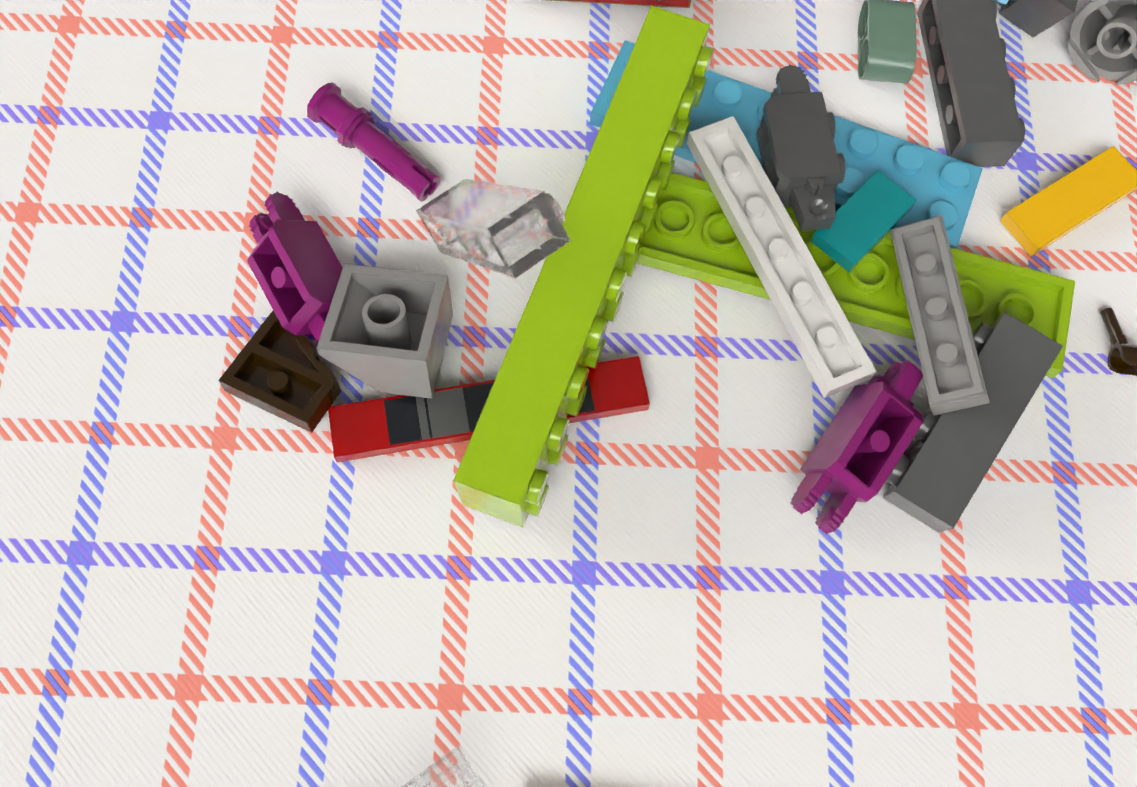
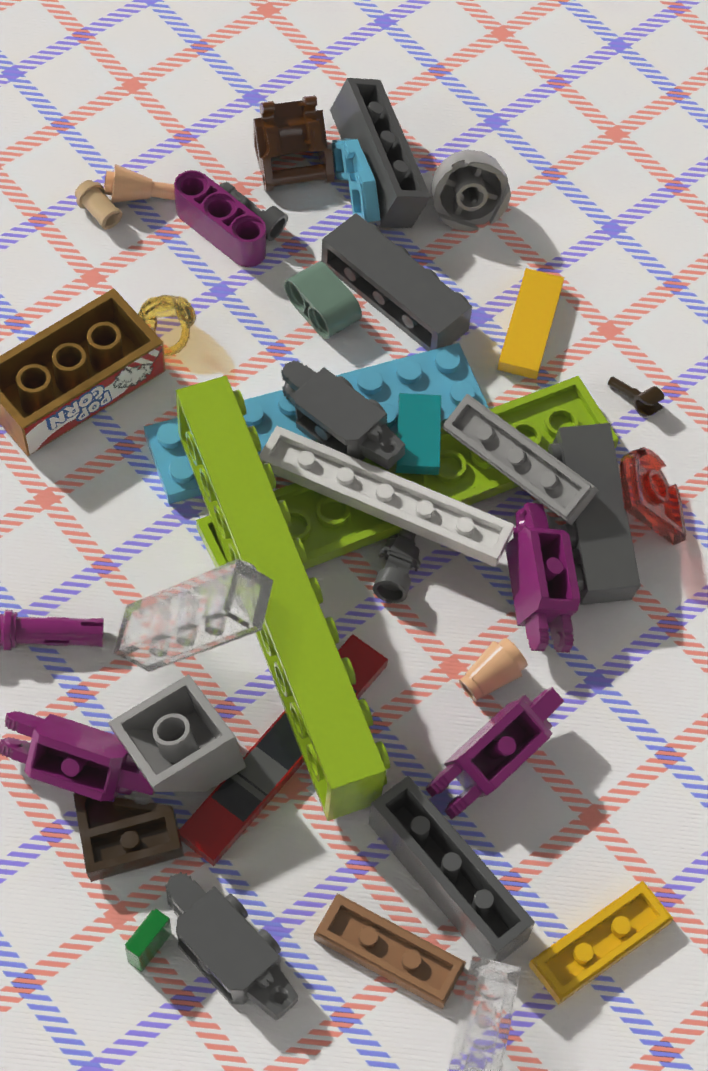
camera: 40 degrees left, 10 degrees down
(214, 479) = (148, 939): none -> green tile
(270, 544) = (227, 948): none -> dark grey hinge
(410, 669) = (389, 950): none -> medium nougat tile
(517, 647) = (450, 871): none -> dark grey brick
(670, 570) = (497, 749): none -> magenta hinge
(738, 492) = (493, 669): none -> light nougat cone
(749, 319) = (401, 555): none -> dark grey piece
(1045, 448) = (650, 496): none -> clear red tile

